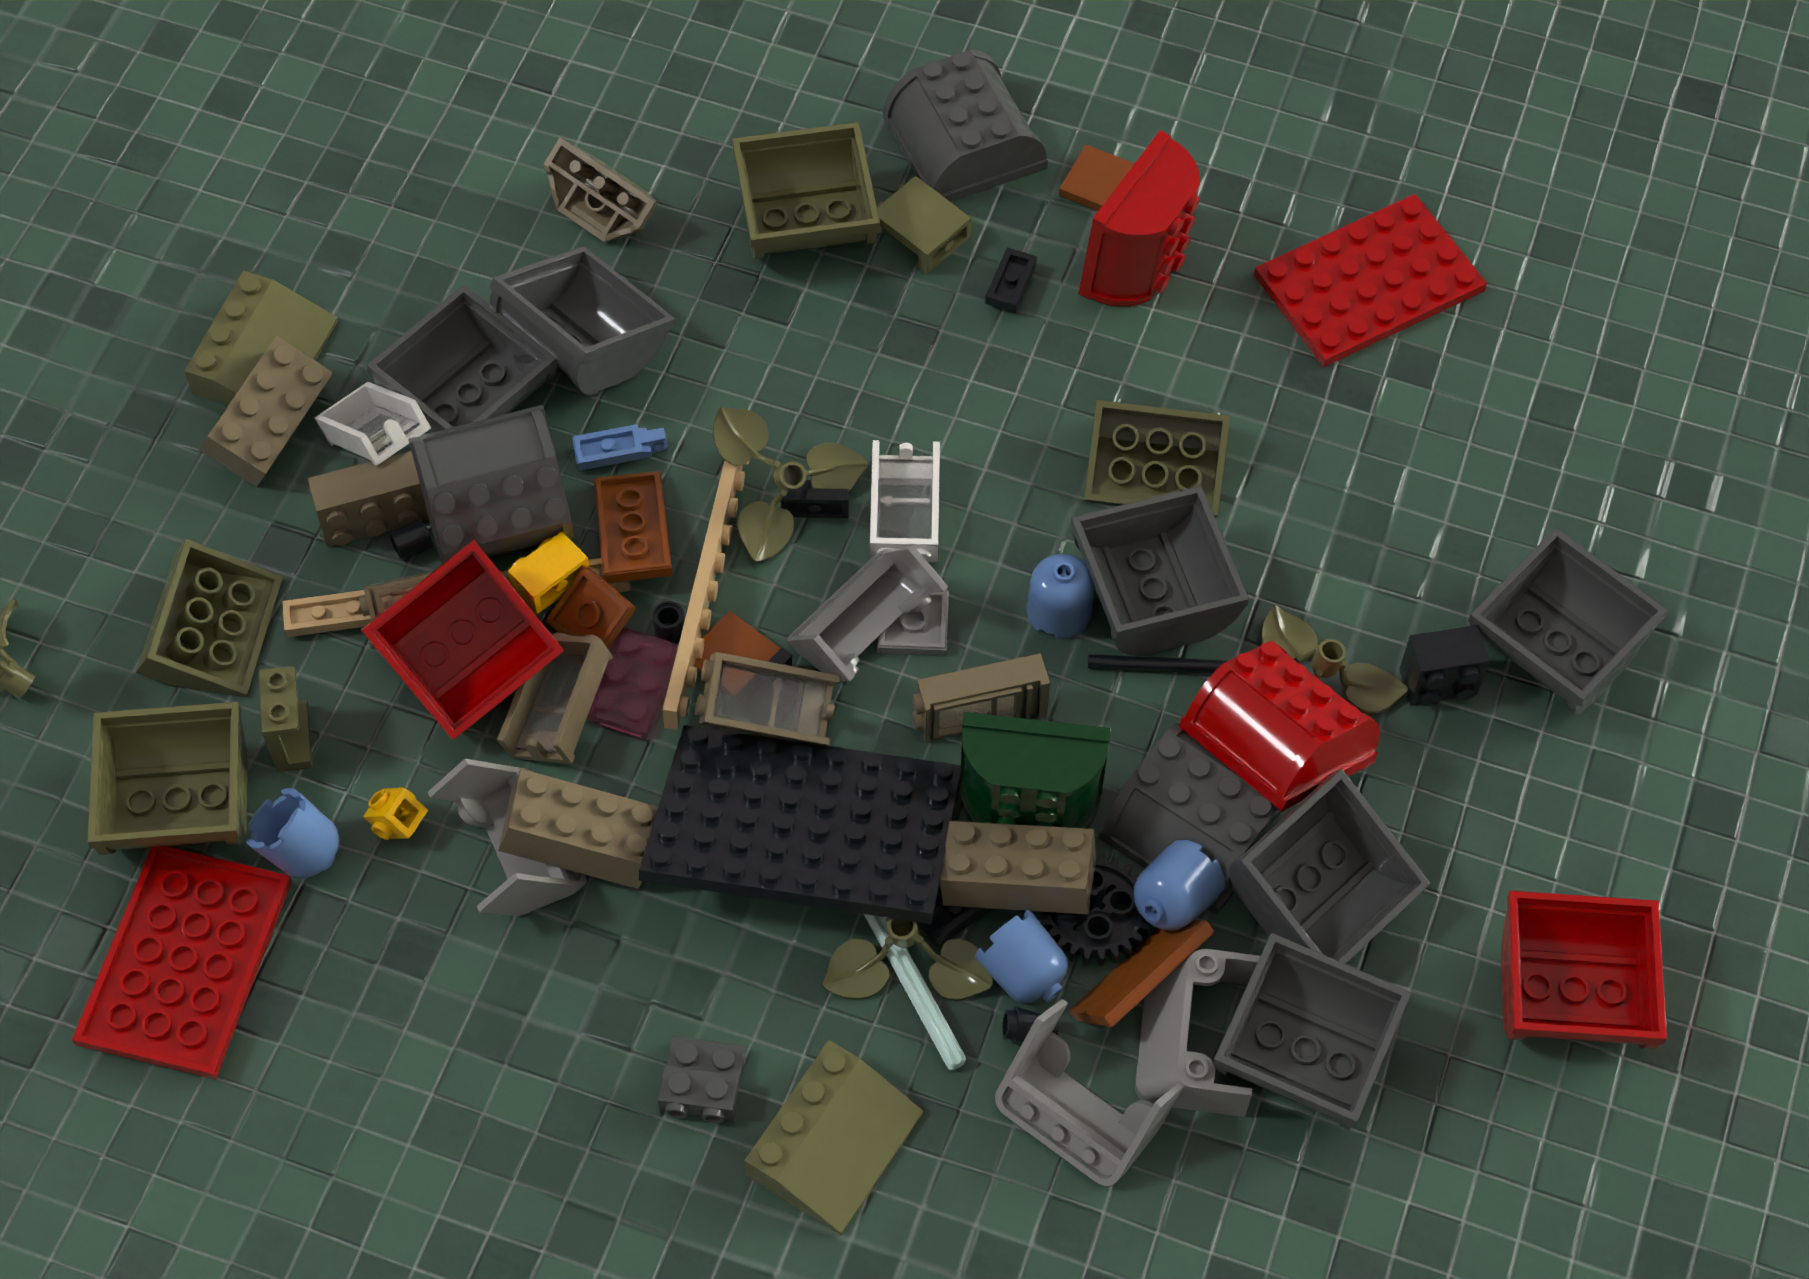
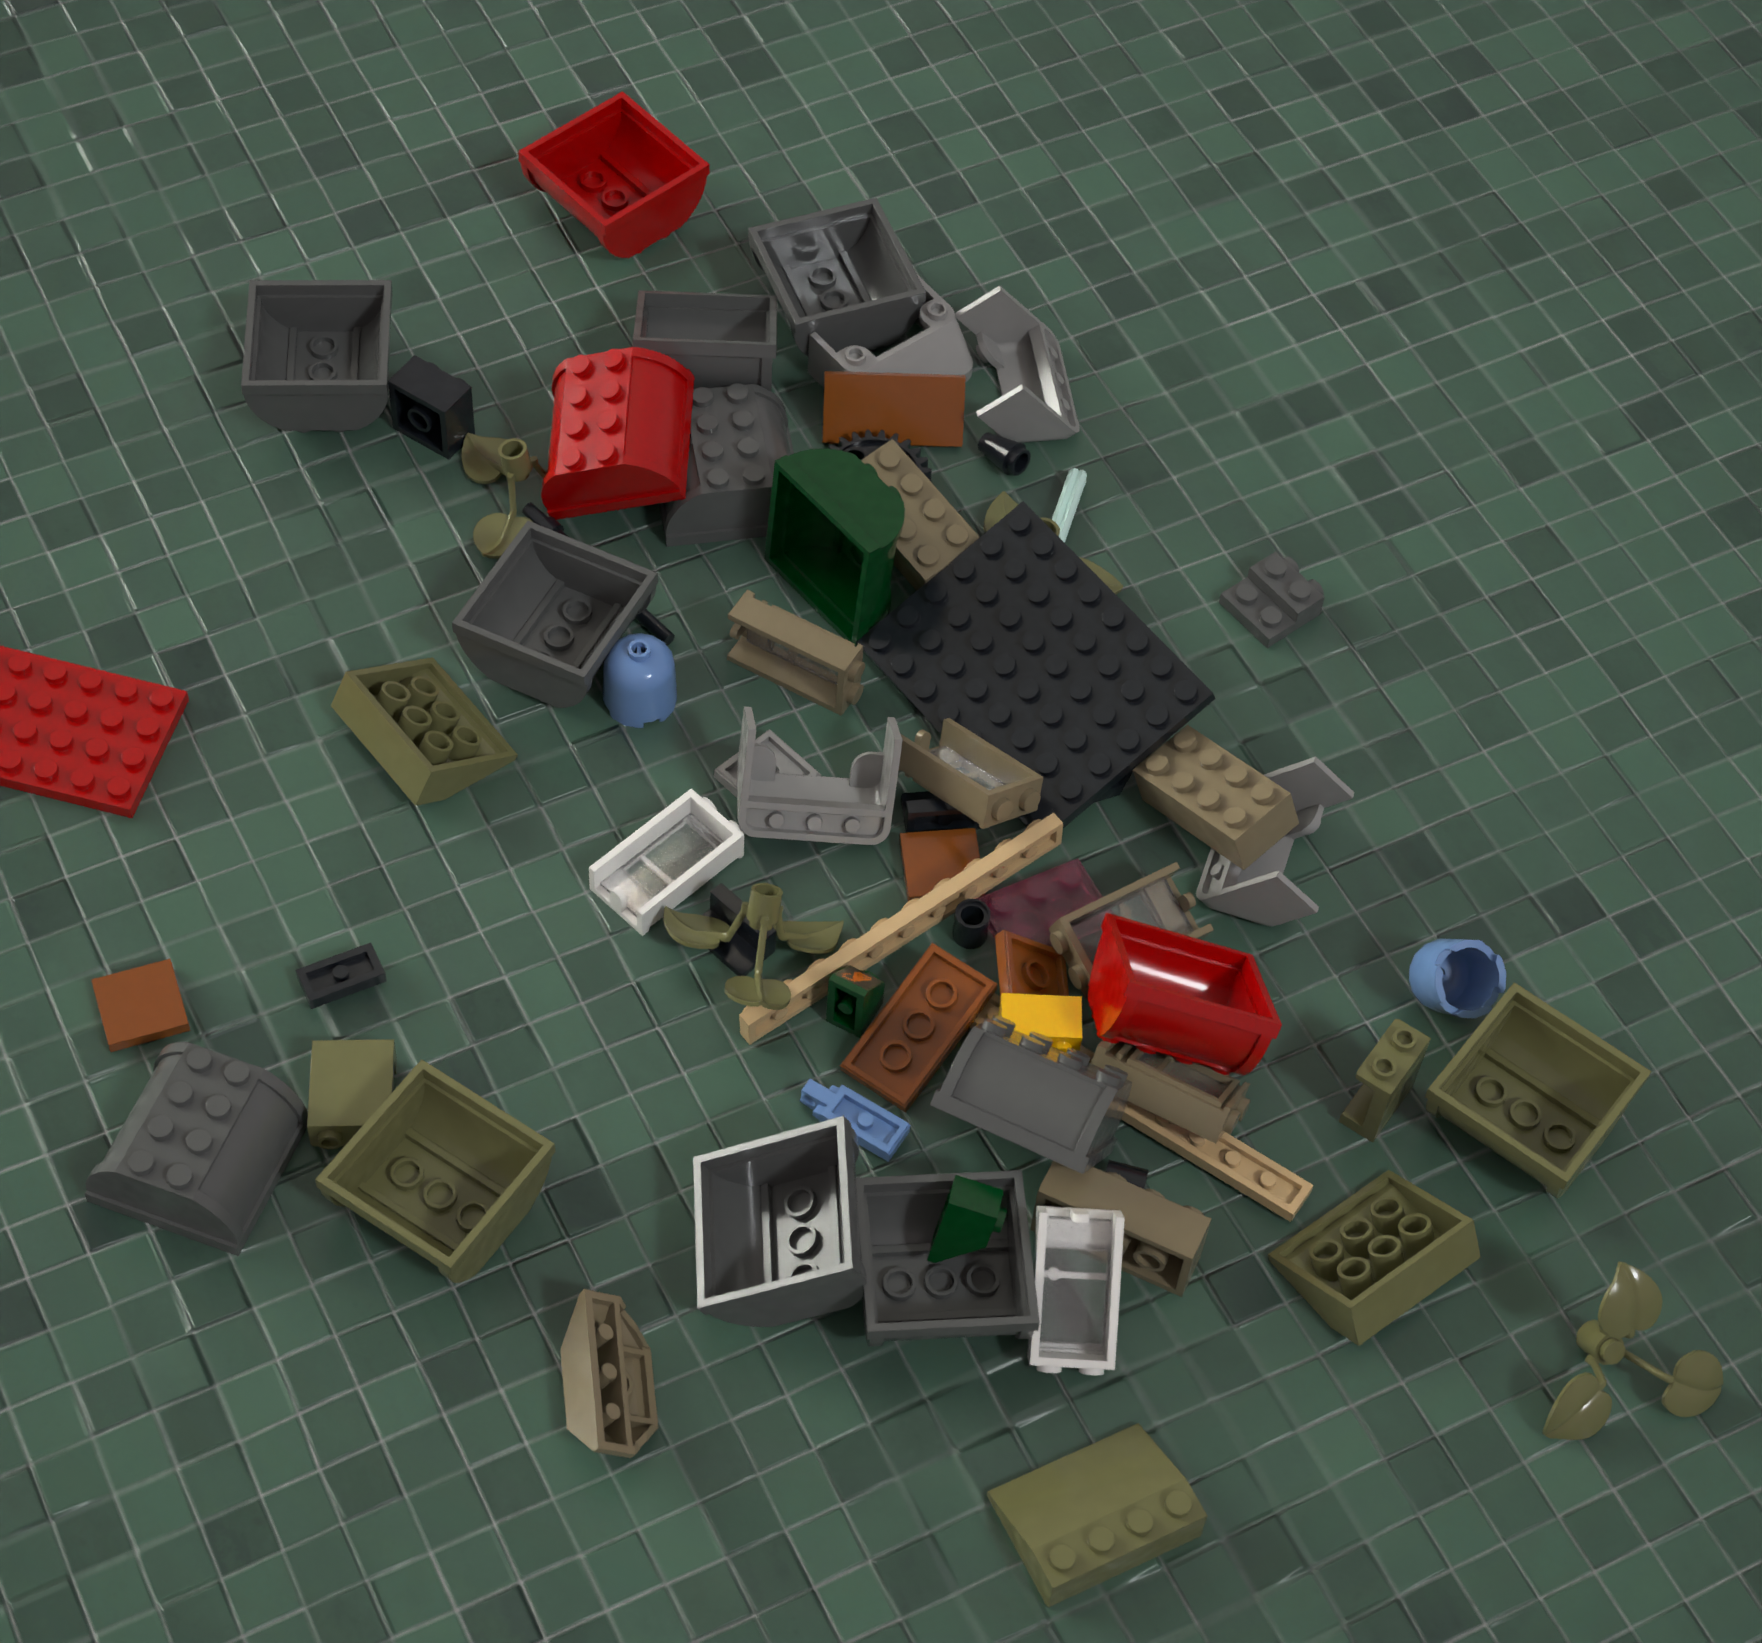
camera: 140 degrees left, 5 degrees down
(183, 961) = (1630, 969): red plate -> none
(266, 411) = (1157, 1409): dark tan brick -> none
(394, 813) = (1348, 946): yellow brick -> none
(467, 394) = (966, 1219): none -> dark green slope
(688, 502) = (853, 999): none -> dark green slope
(833, 1138) = (1218, 500): olive slope -> none
(1025, 960) = (969, 476): medium blue cylinder -> none
(1142, 227) = (199, 866): red container -> none
(1178, 886) = (817, 415): medium blue cylinder -> none

